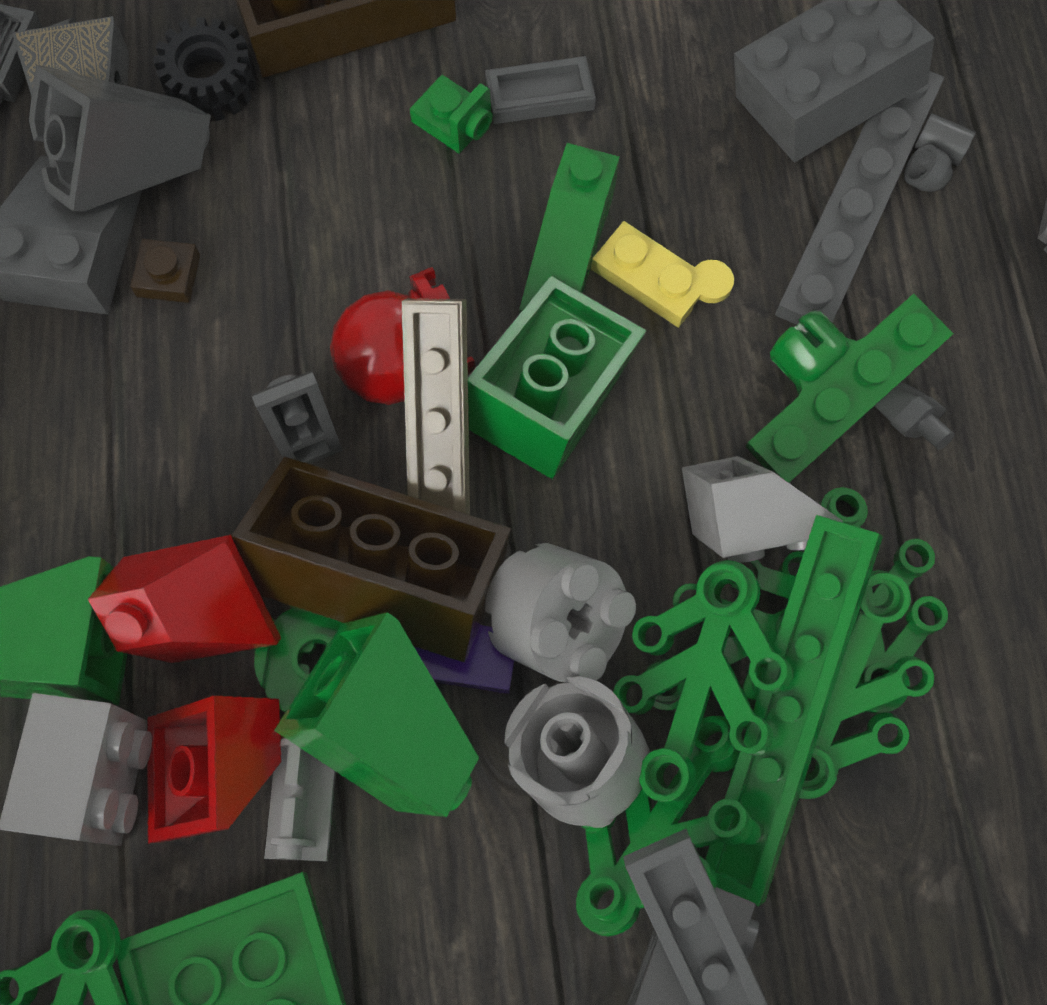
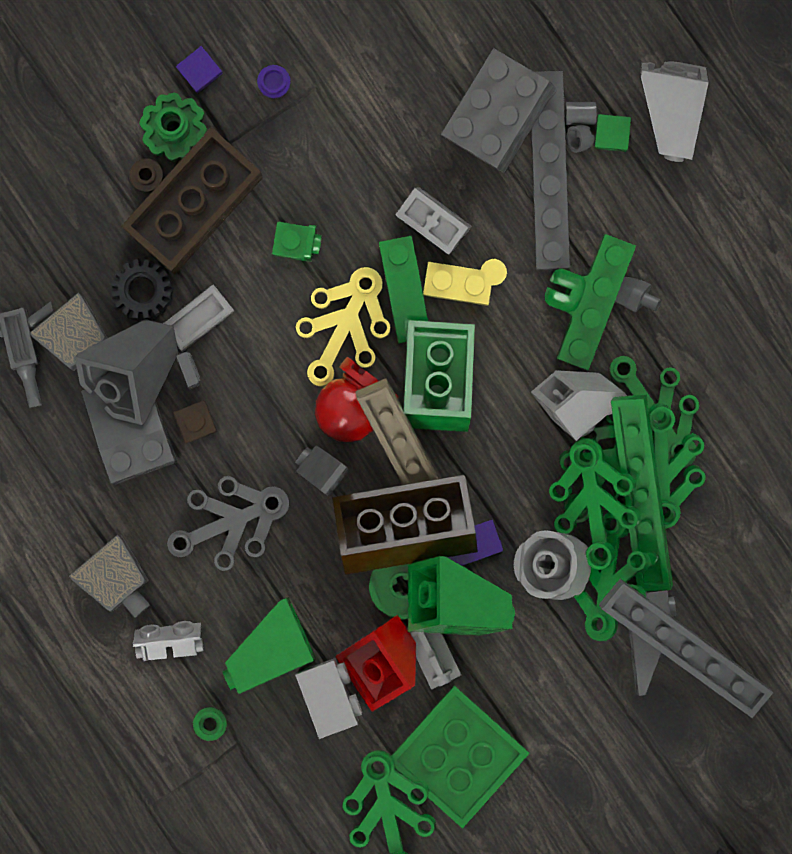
camera: 25 degrees left, 15 degrees up
(124, 430) = (233, 520): none -> dark grey plant
(184, 603) = (331, 595): red slope -> none
(199, 193) = (189, 370): none -> dark grey tile
(259, 144) = (199, 317): none -> light grey tile
(462, 240) = (346, 321): none -> light yellow plant
(540, 89) = (336, 198): dark grey tile -> none
(558, 612) = (510, 504): light grey brick -> none
(663, 165) = (433, 220): none -> light grey hinge
(978, 187) = (612, 132): none -> green tile

